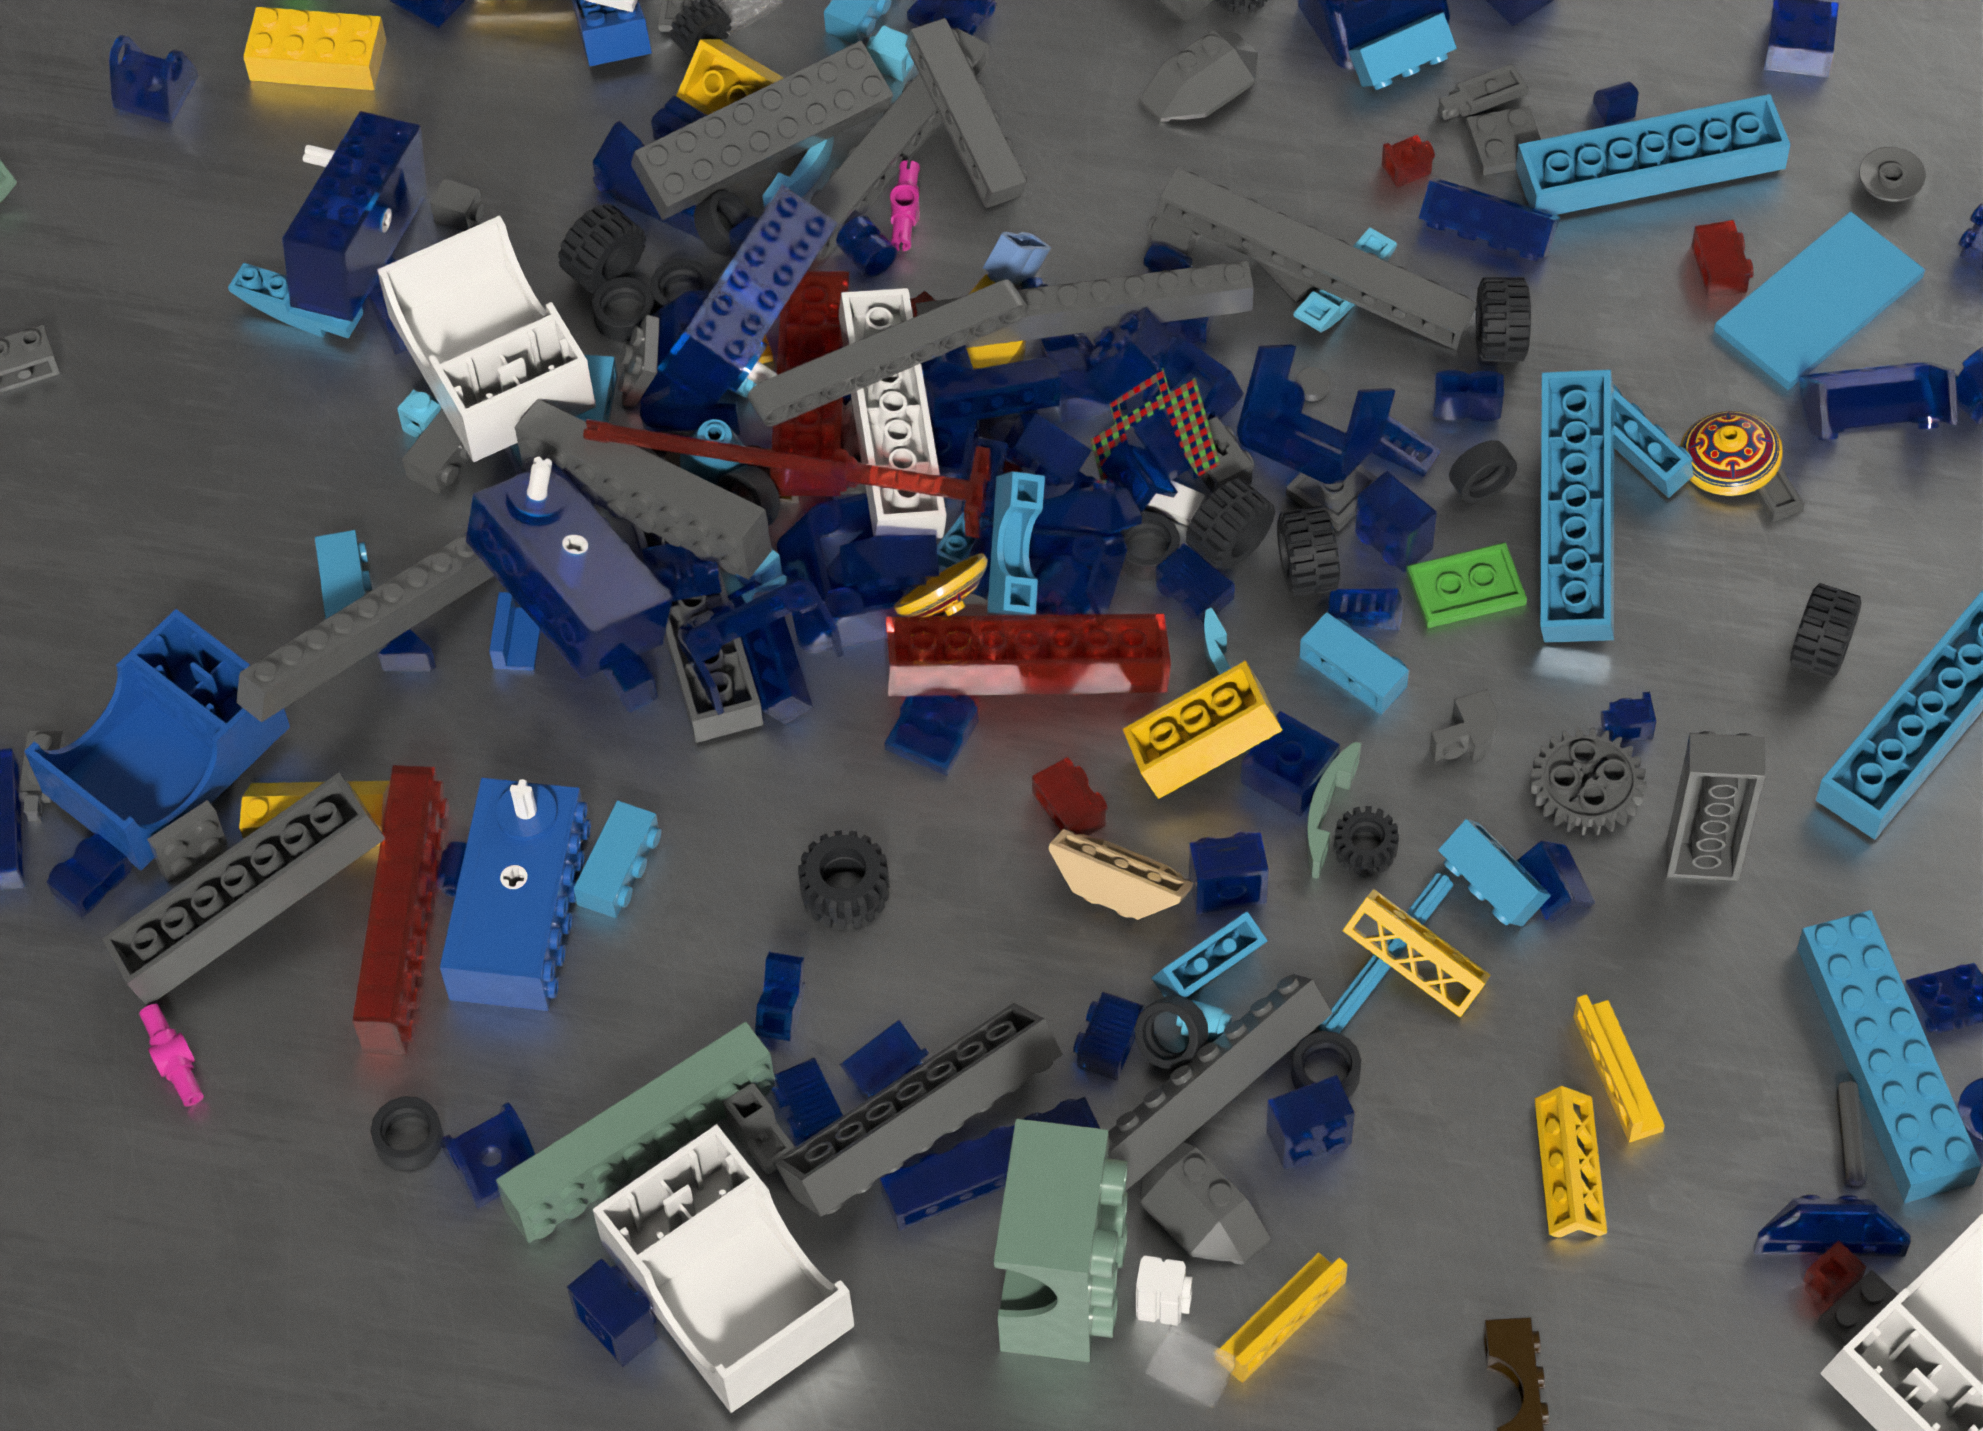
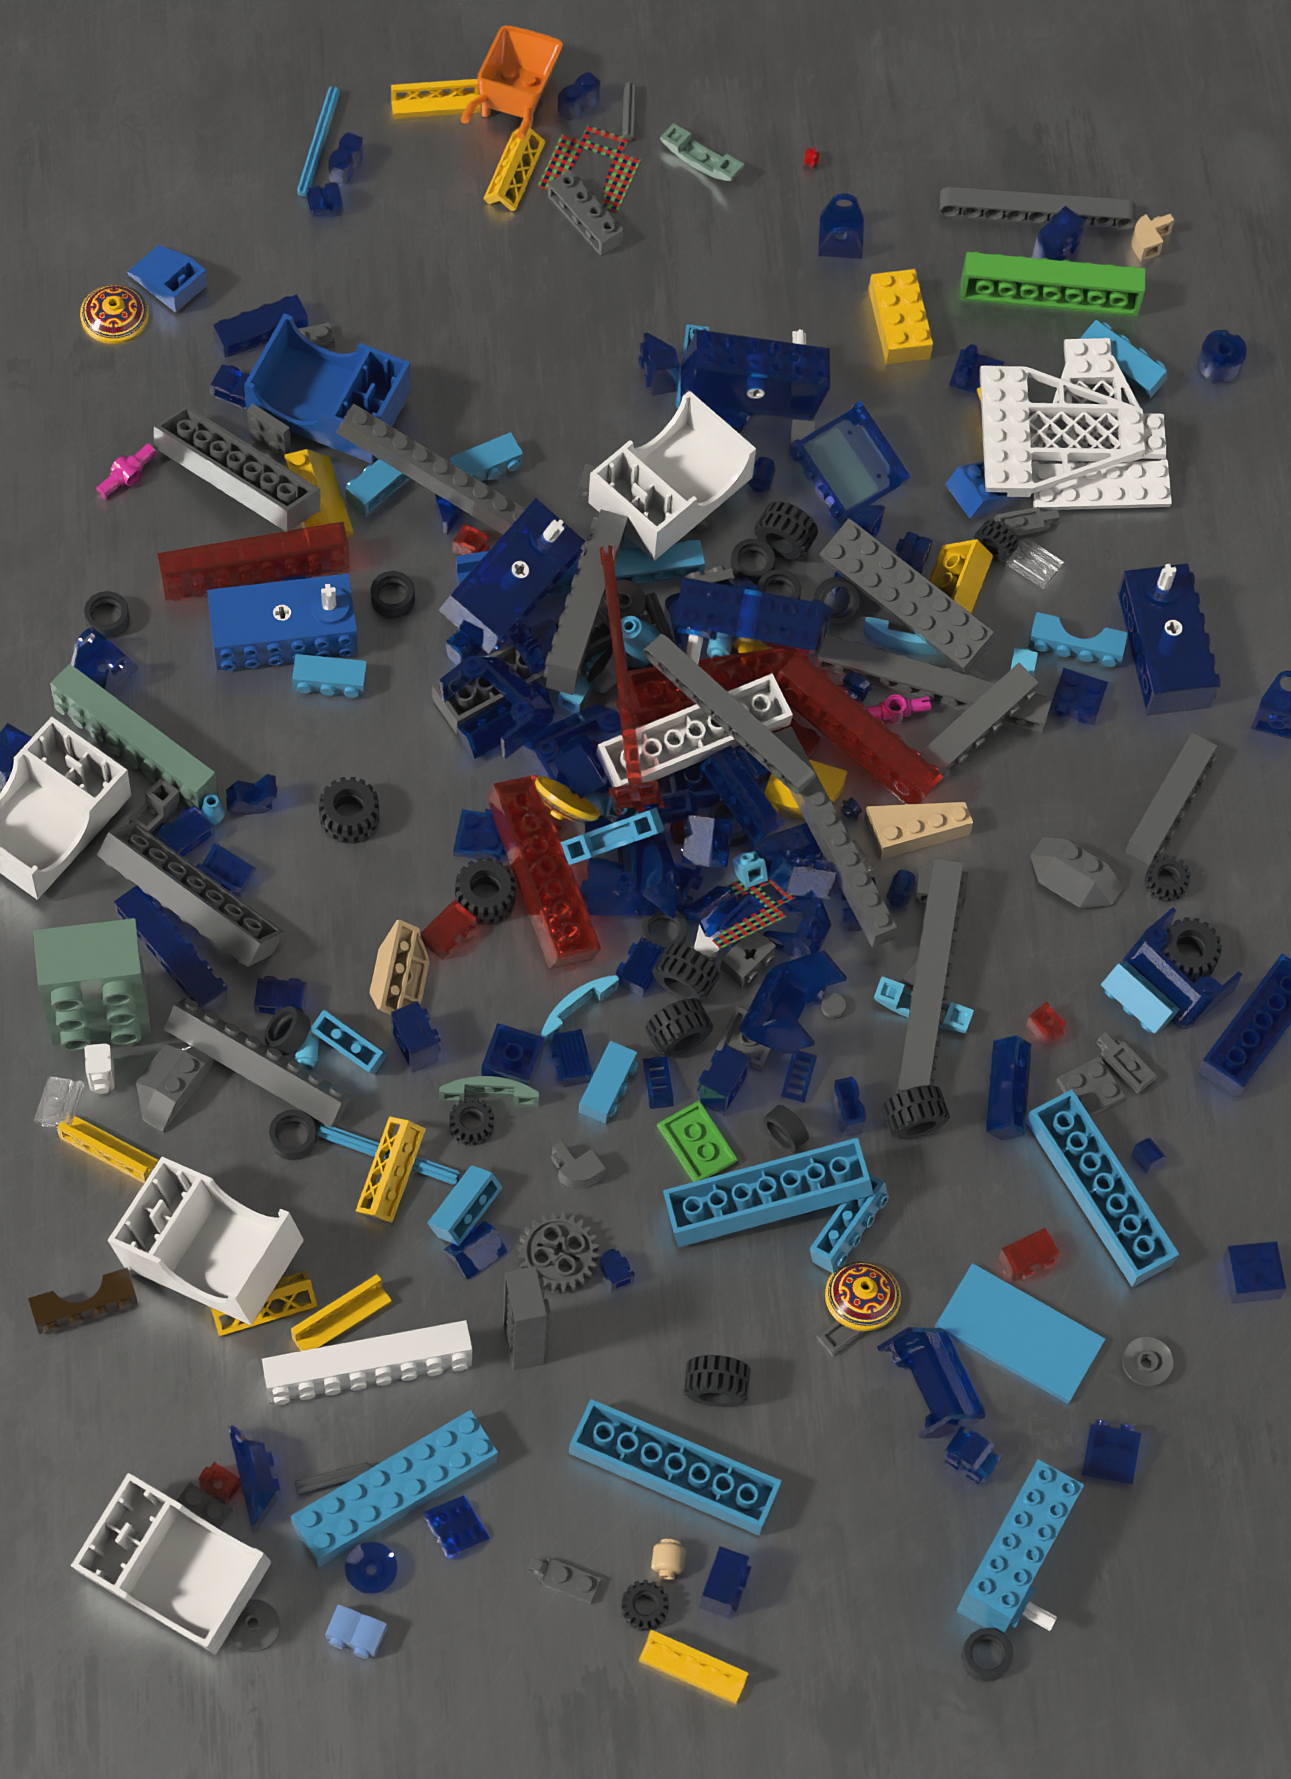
camera: 65 degrees right, 5 degrees up
(16, 87) = (811, 157): none -> red plate
(278, 334) = (659, 364): none -> clear blue slope
(326, 732) = (374, 486): none -> dark azure brick
(467, 633) = (470, 541): none -> clear red brick
(506, 728) = (392, 578): none -> black tyre
(518, 155) = (849, 462): none -> panel
(783, 1054) = (213, 809): none -> dark azure cone
(943, 235) = (856, 731): none -> clear red brick
(1016, 257) = (865, 785): medium blue brick -> none
(1021, 715) = (486, 873): none -> black tyre
(1084, 230) = (915, 826): none -> tan wedge
(1090, 421) = (747, 863): none -> medium azure brick
(1202, 729) = (513, 991): yellow brick -> none
(1308, 696) = (571, 1057): none -> clear blue brick
(1310, 1122) = (242, 1129): clear blue brick -> none
(1492, 1190) = (204, 1242): none -> white piece
(1704, 1043) = (367, 1362): none -> white brick

